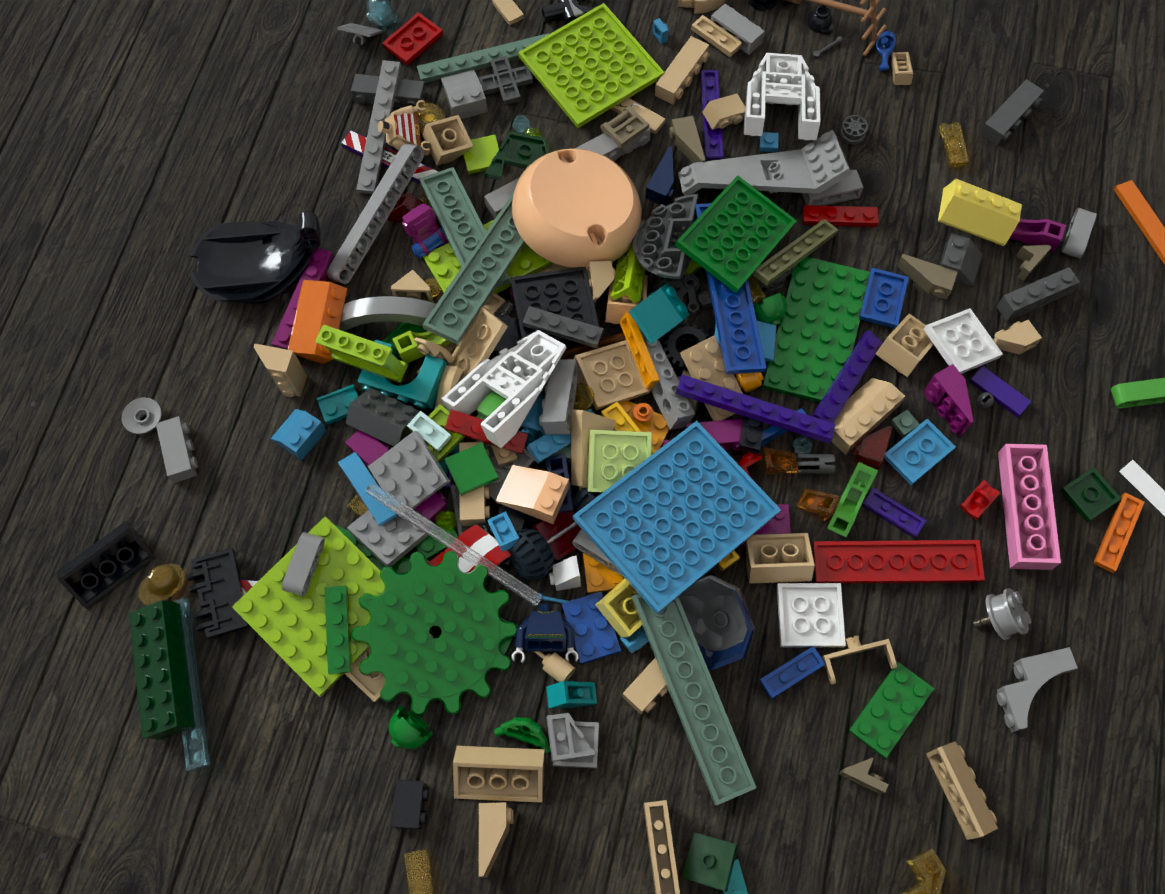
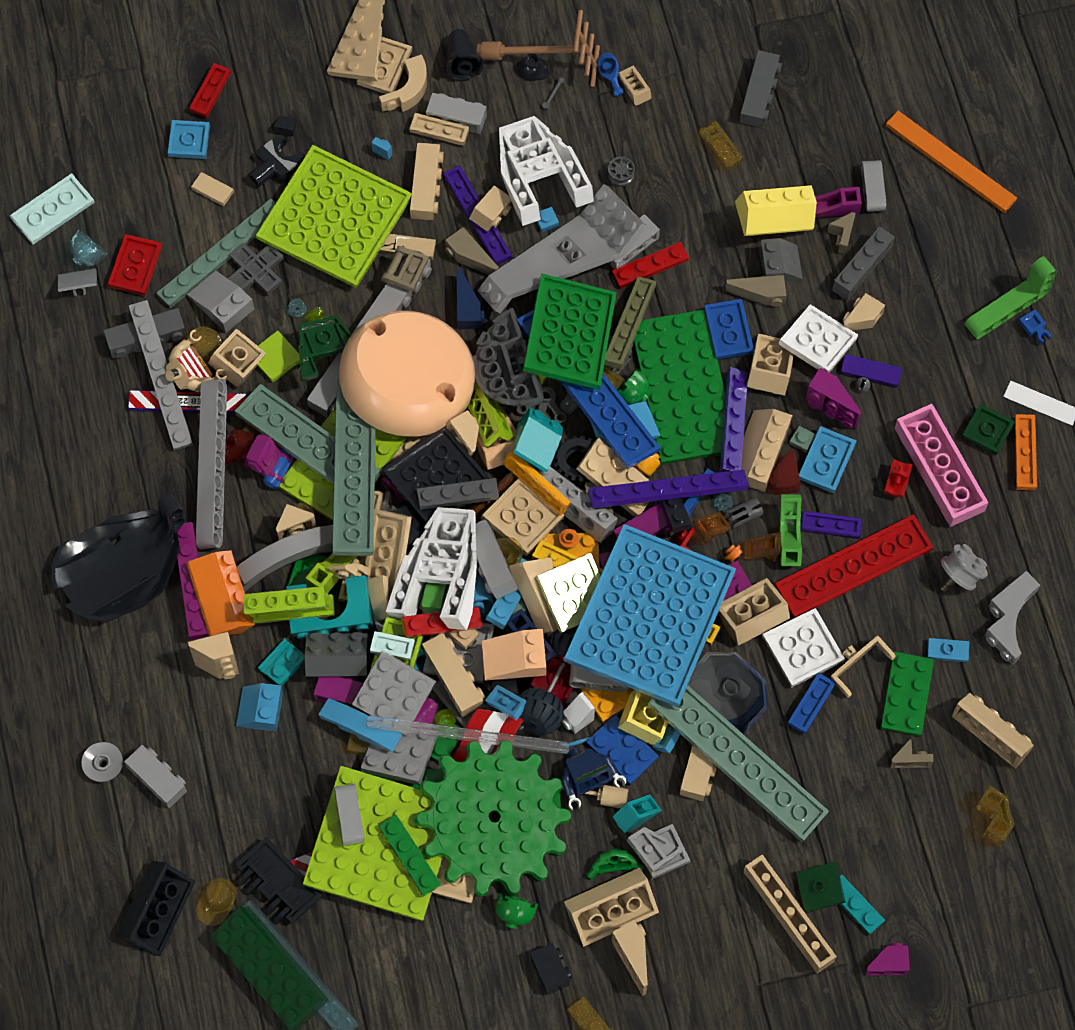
camera: 30 degrees left, 0 degrees up
(471, 469) = (447, 661): green tile -> none
(787, 495) = (733, 552): none -> orange plate
(953, 686) = (948, 650): none -> dark azure plate

